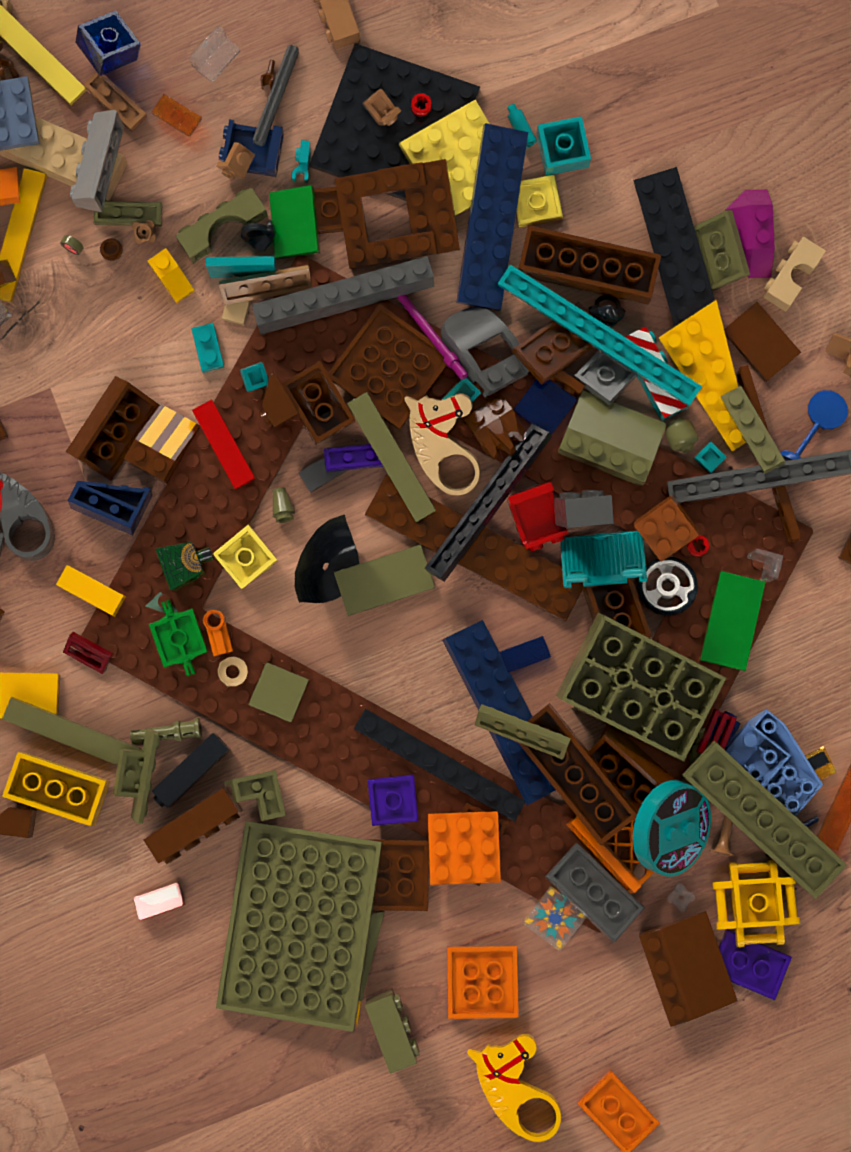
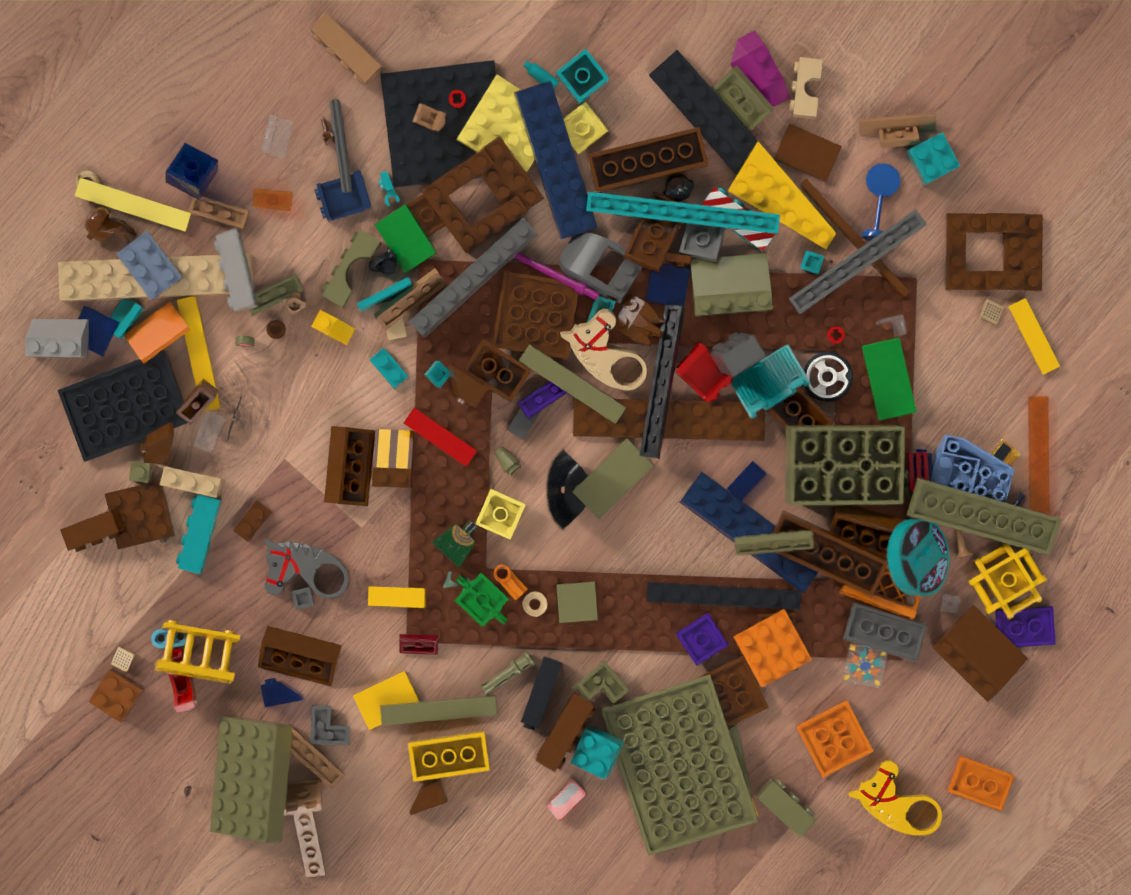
camera: 25 degrees left, 5 degrees up
(113, 505) = (379, 525): dark blue wedge -> none
(135, 773) = (502, 715): olive bracket -> none
(217, 865) = (597, 752): none -> teal brick
(237, 162) = (338, 214): medium nougat bracket -> none
(666, 528) = (805, 334): dark orange brick -> none
(681, 435) = (782, 256): olive head -> none
(752, 430) = (834, 228): olive plate -> none

